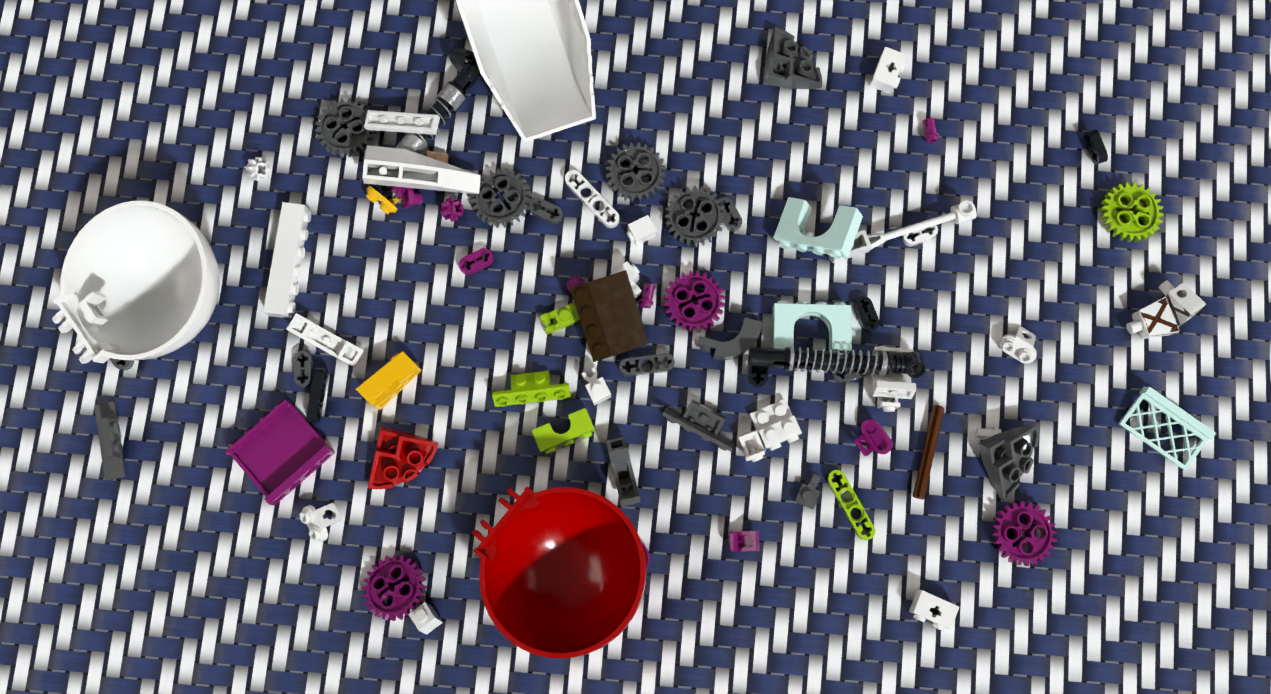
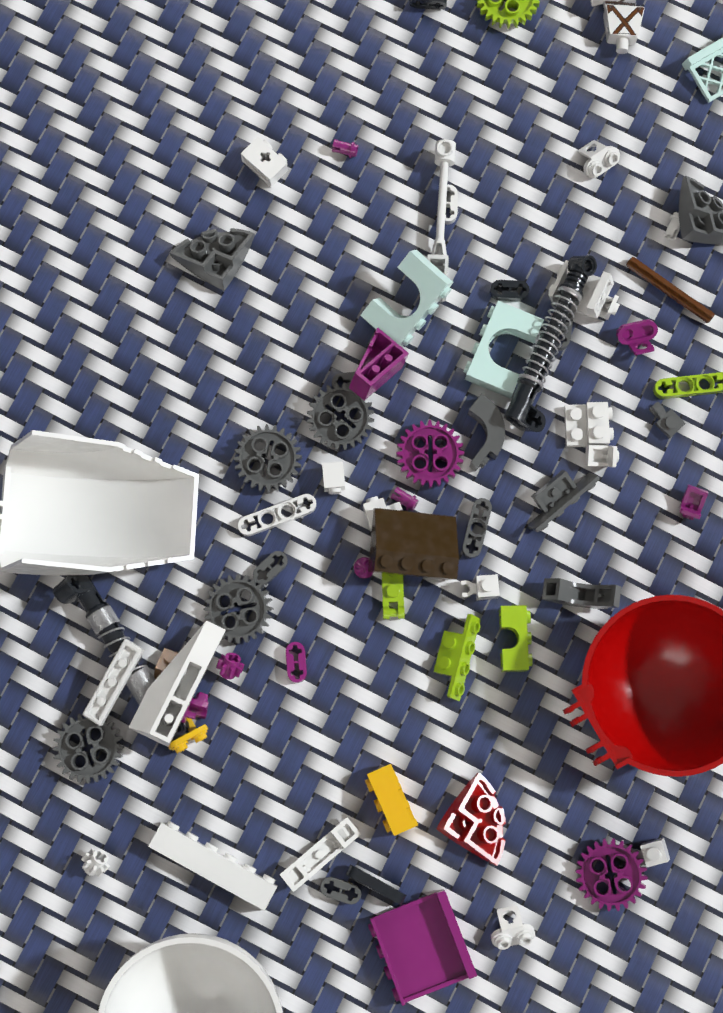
camera: 70 degrees left, 0 degrees up
(749, 226) = (378, 365): none -> magenta wedge

